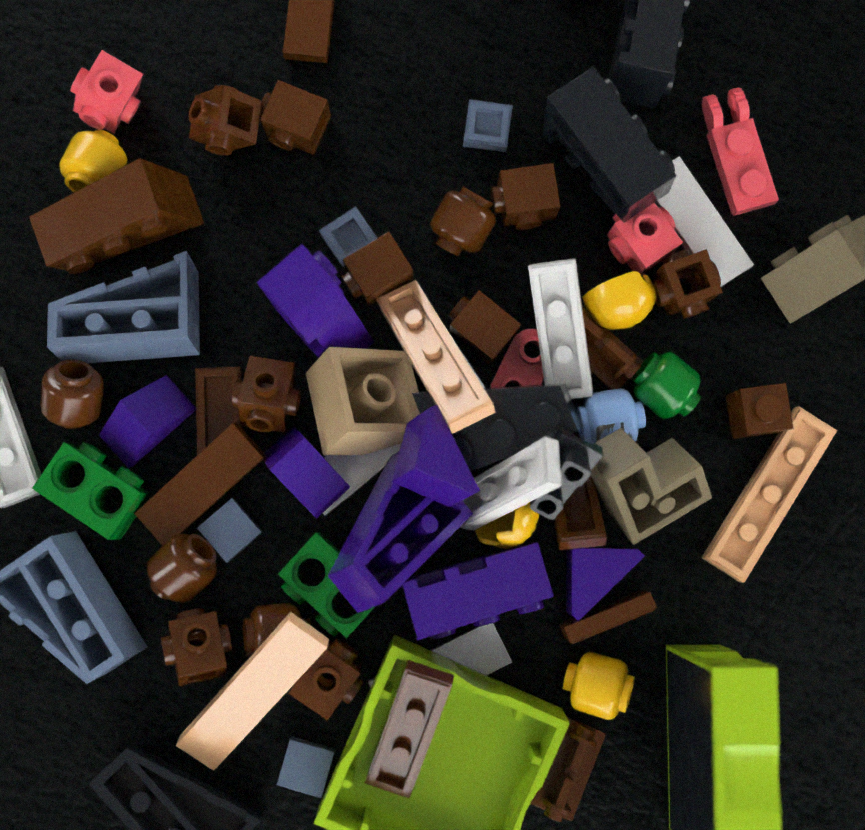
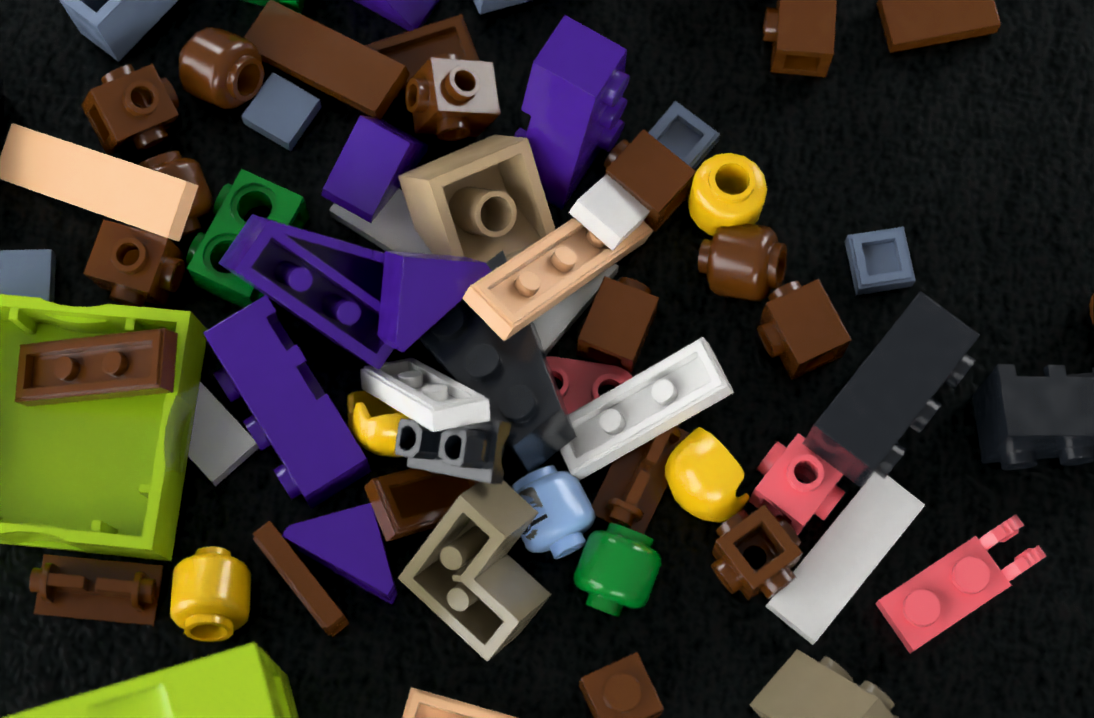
camera: 75 degrees right, 10 degrees down
(400, 305) = (609, 212): none -> white tile
(411, 215) = (726, 192): none -> yellow head

